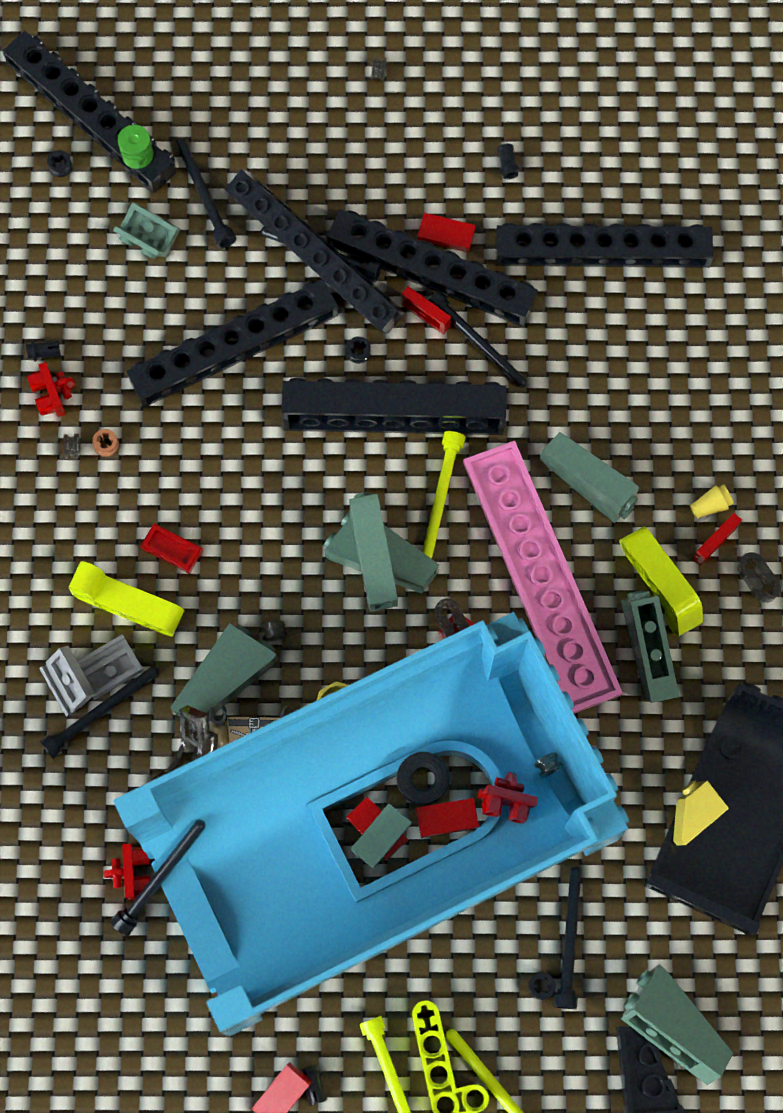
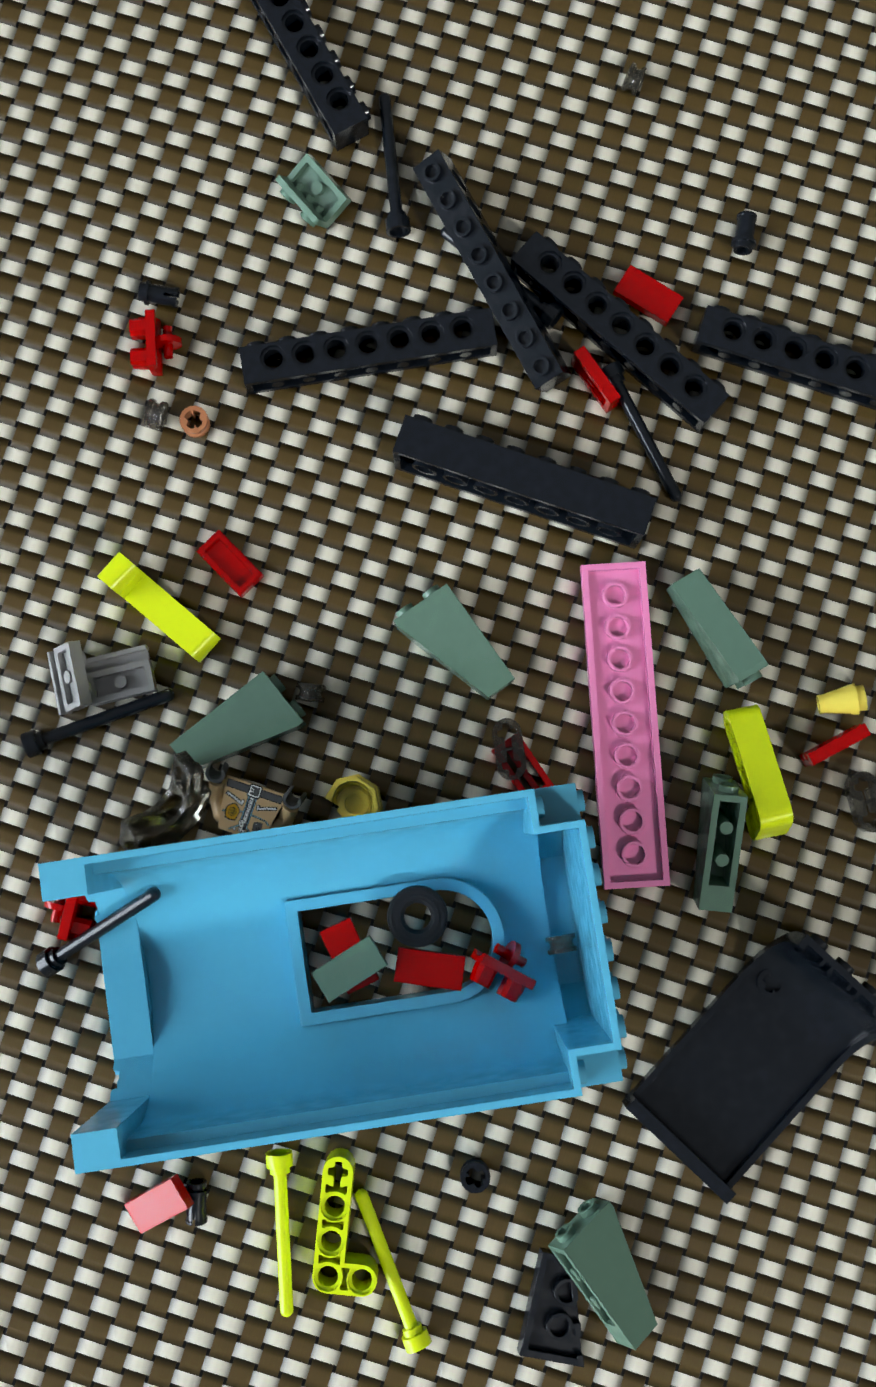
camera: 20 degrees right, 10 degrees up
(58, 156) = (240, 92): black bush -> none
(135, 146) = (327, 86): bright green piece -> none
(355, 358) = (514, 406): black bush -> none
(373, 551) = (443, 643): sand green slope -> none
(452, 444) = (574, 543): neon yellow piece -> none
(566, 996) = (496, 1197): black piece -> none
(696, 811) = (706, 1047): light yellow slope -> none

